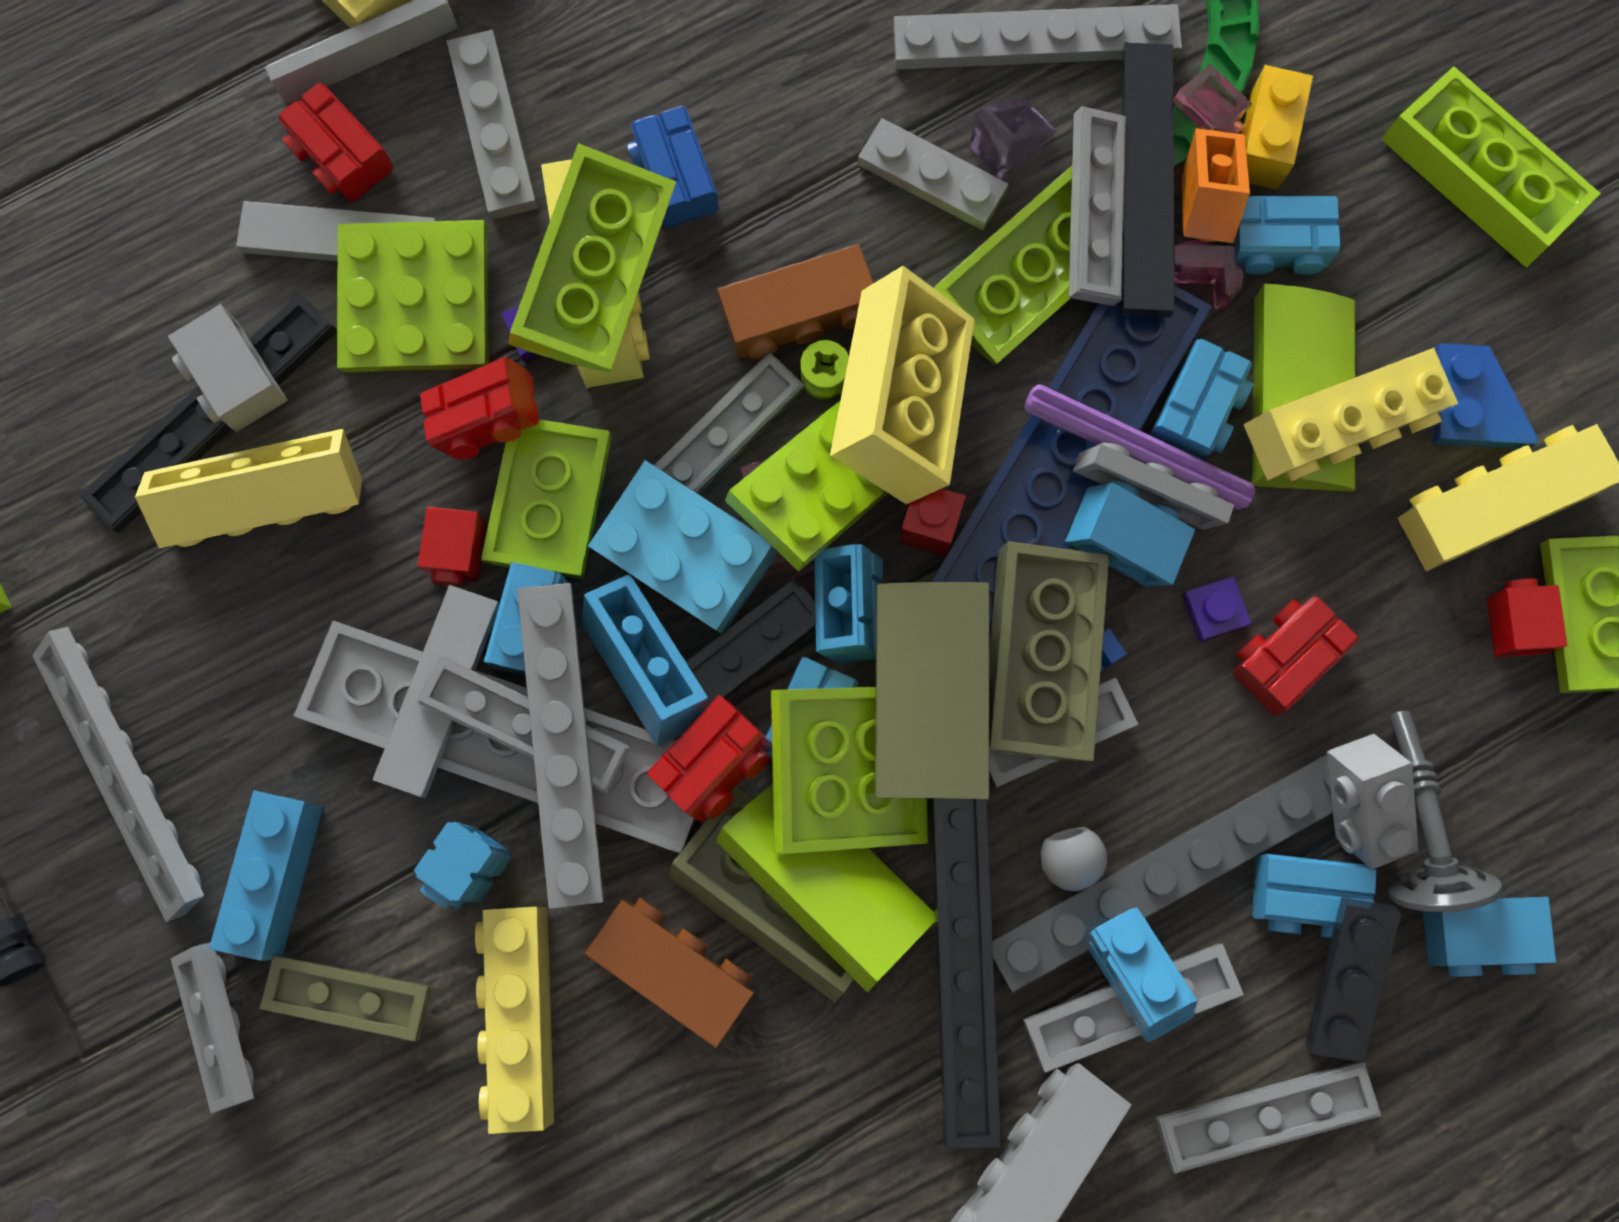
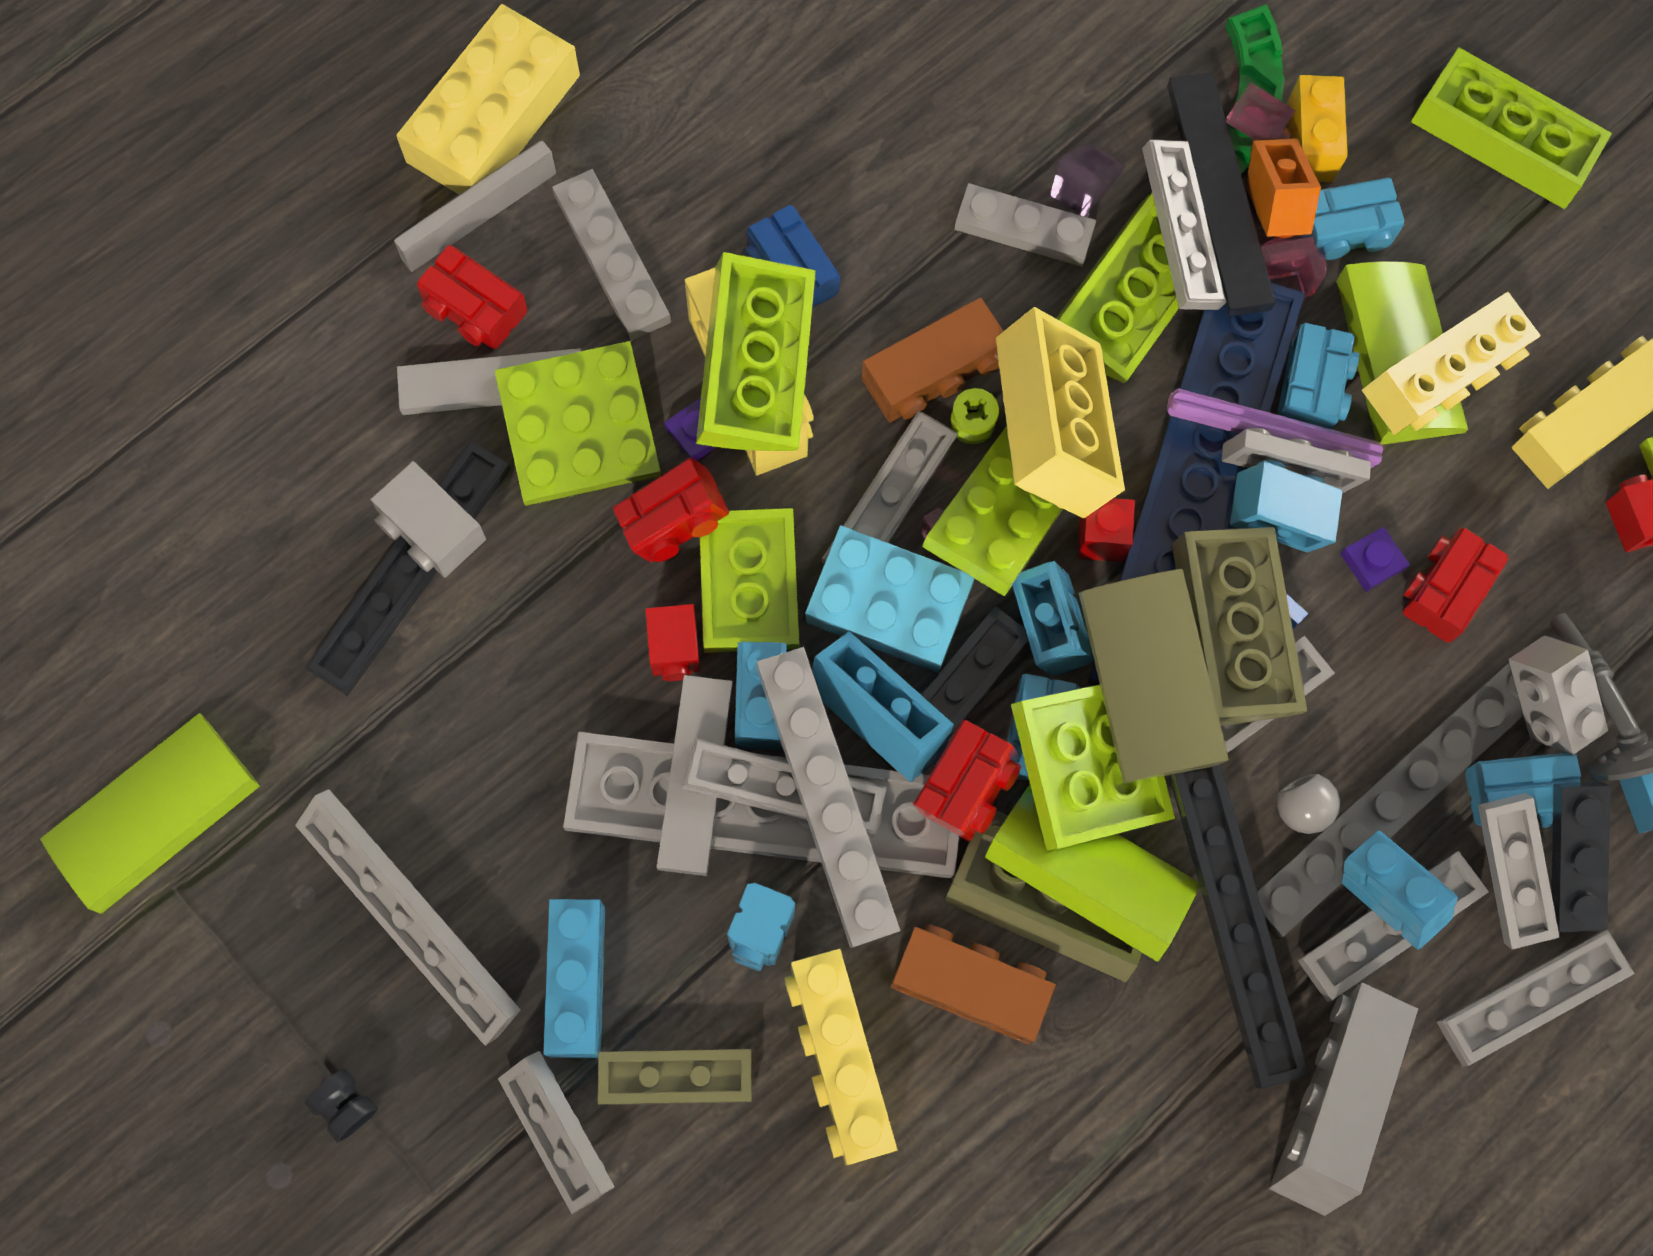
camera: 20 degrees left, 5 degrees down
(250, 489) = (472, 627): light yellow brick -> none
(1031, 36) = (1080, 87): light grey plate -> none
(1280, 980) = (1518, 871): none -> light grey plate
(1486, 406) = (1565, 337): blue wing -> none

